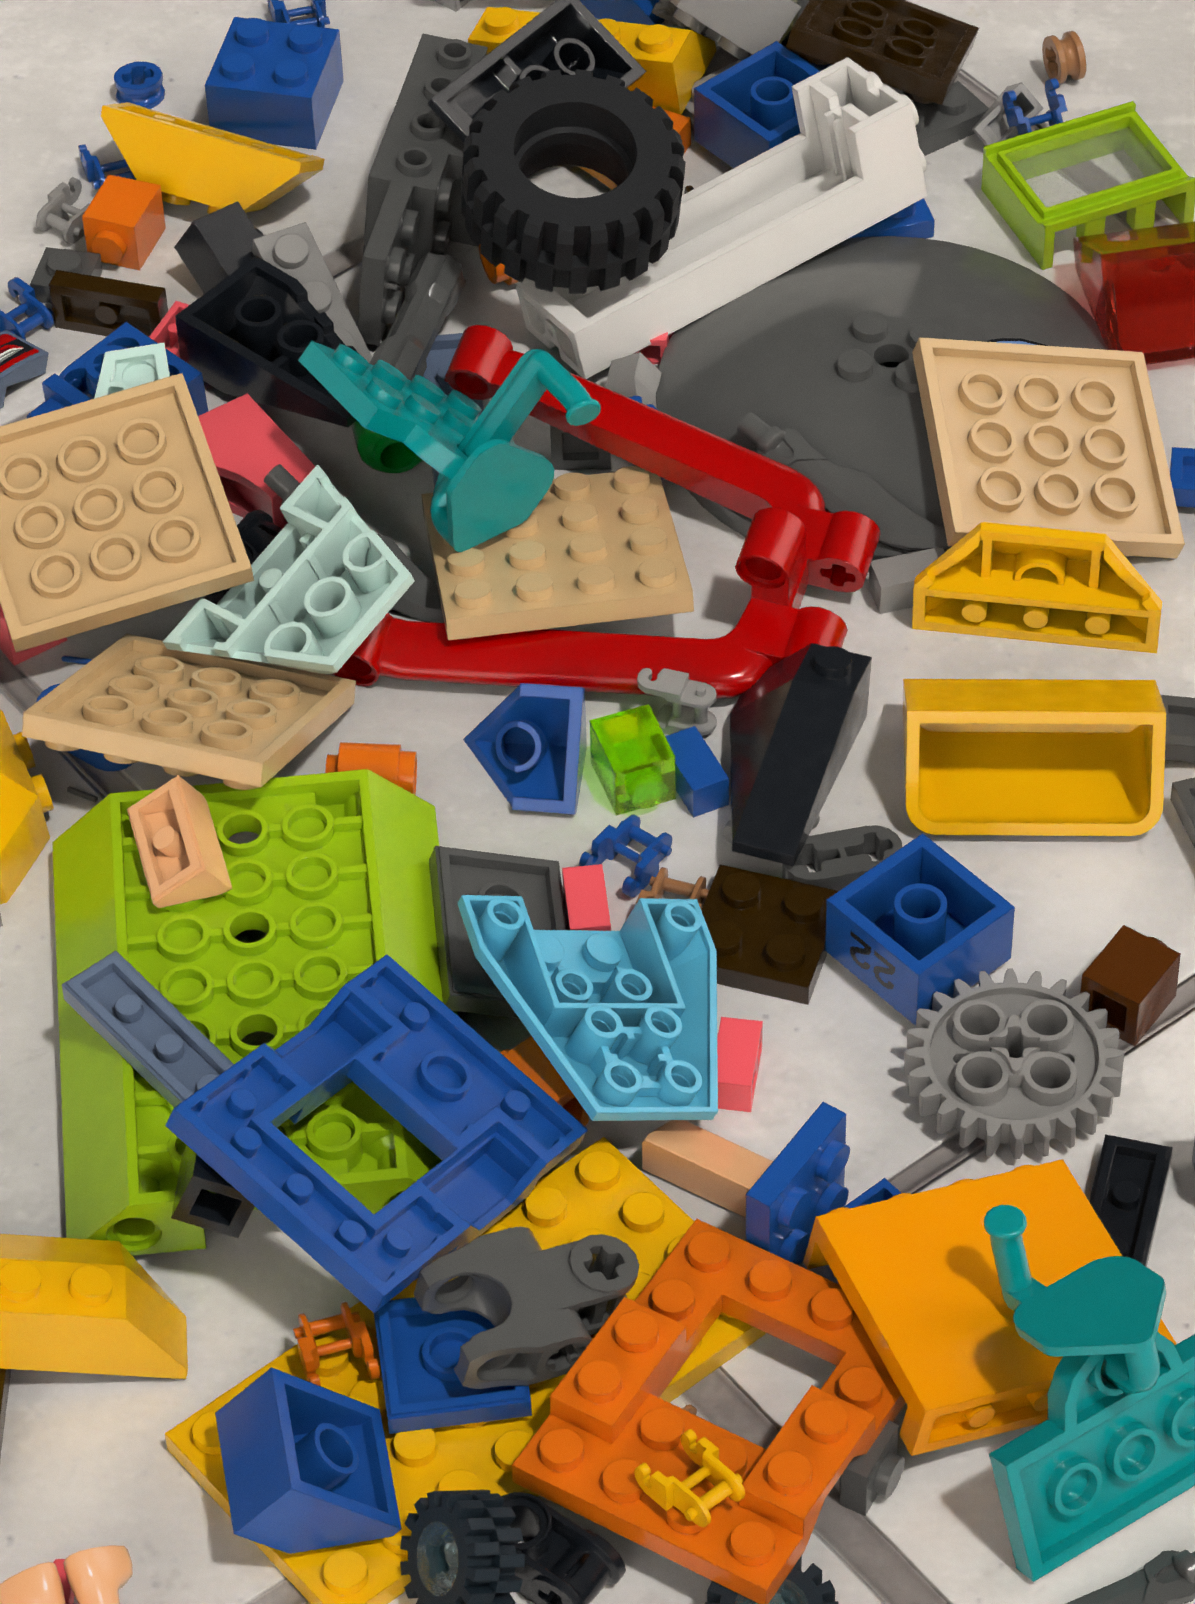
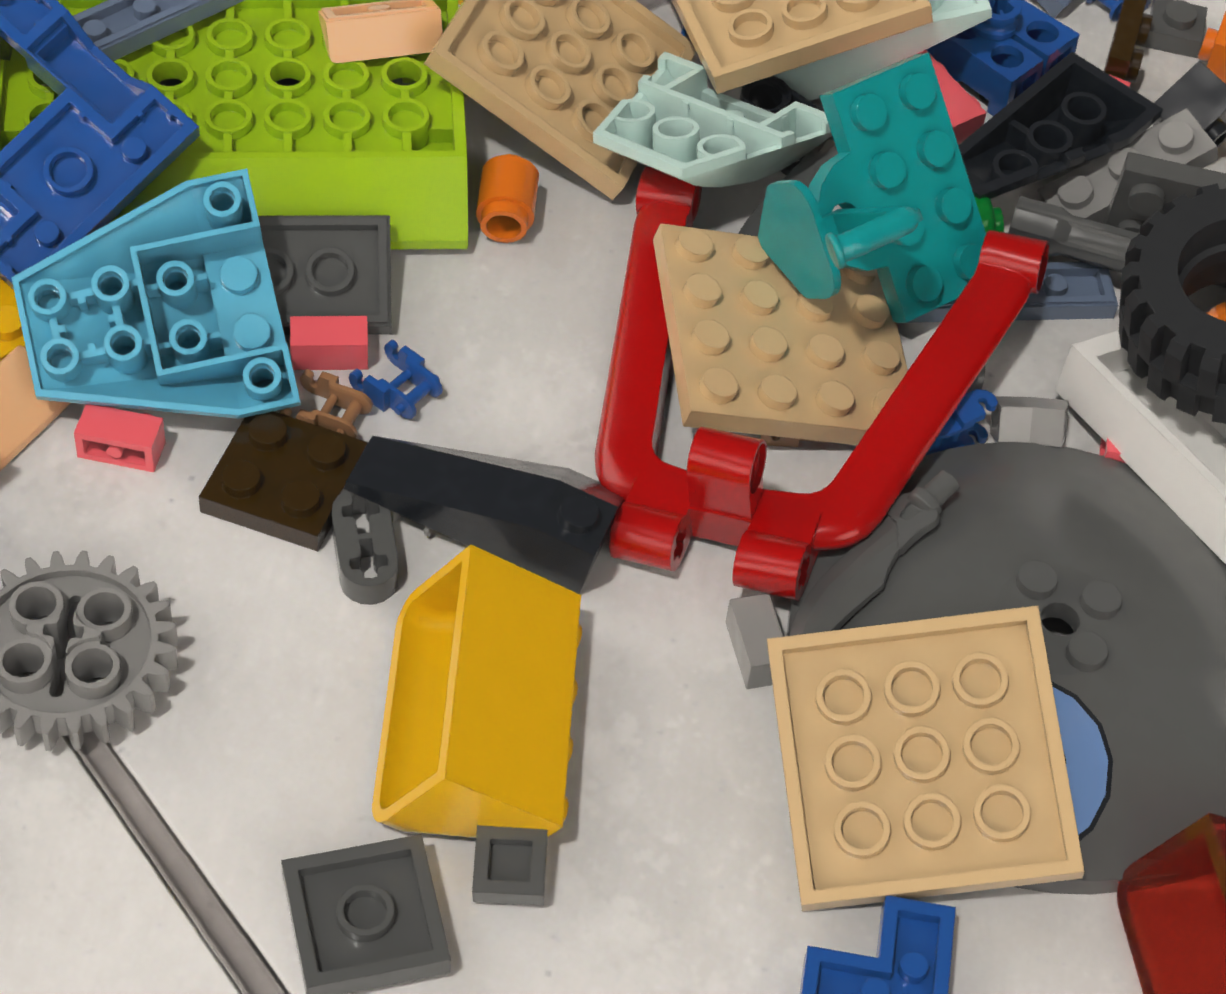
camera: 85 degrees right, 5 degrees up
(535, 747) = (522, 326): blue slope -> none
(632, 759) = (505, 382): clear neon green brick -> none
(688, 699) = (577, 419): light grey piece -> none
(698, 773) = (501, 432): blue piece -> none
(918, 927) = (236, 574): blue brick -> none
(1038, 589) = (721, 750): yellow wedge -> none
(1132, 981) = (147, 761): reddish brown brick -> none

